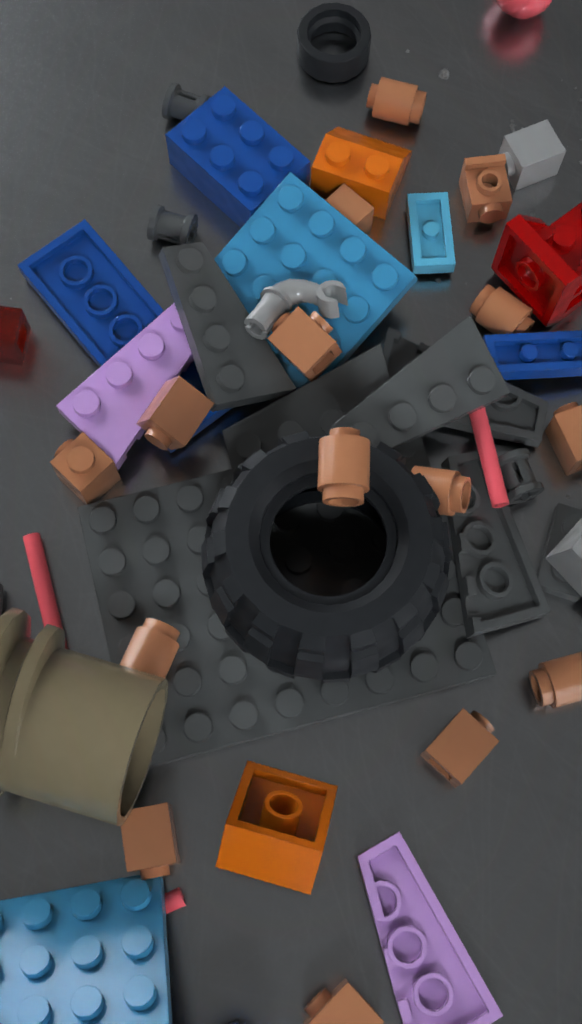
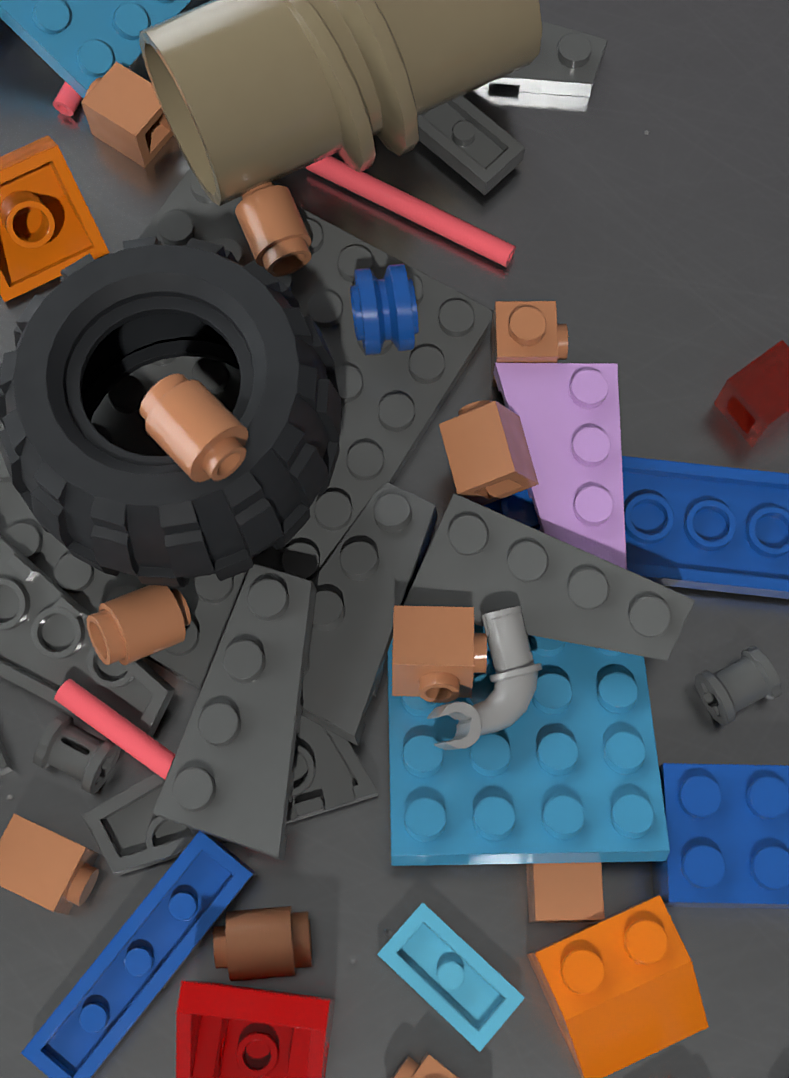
camera: 135 degrees right, 0 degrees up
(143, 540) = (384, 309): none -> blue wheel

